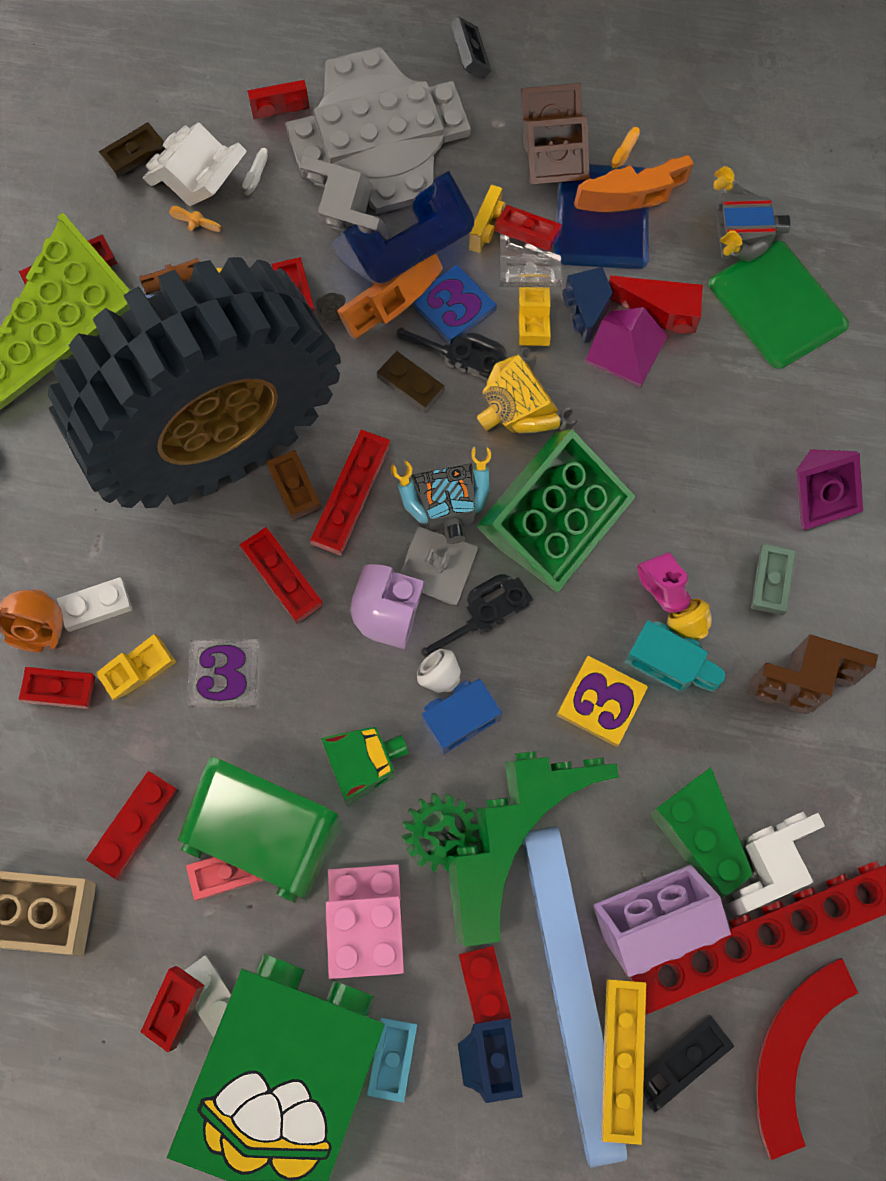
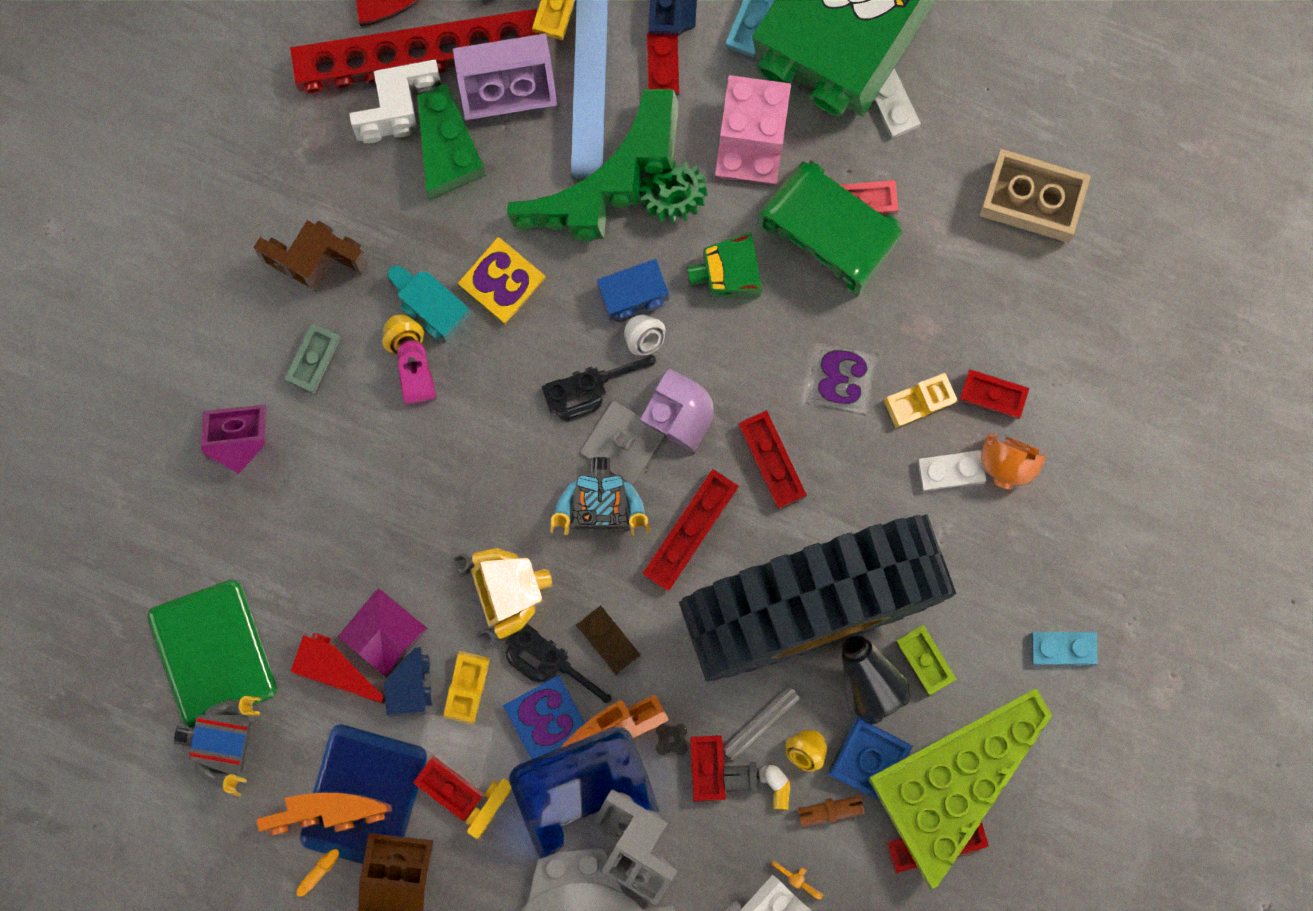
camera: 170 degrees left, 10 degrees up
(132, 825) = (940, 259): red plate -> none
(172, 1008) = (925, 96): red plate -> none
(293, 485) = (743, 543): reddish brown plate -> none
(557, 509) = (498, 469): green slope -> none

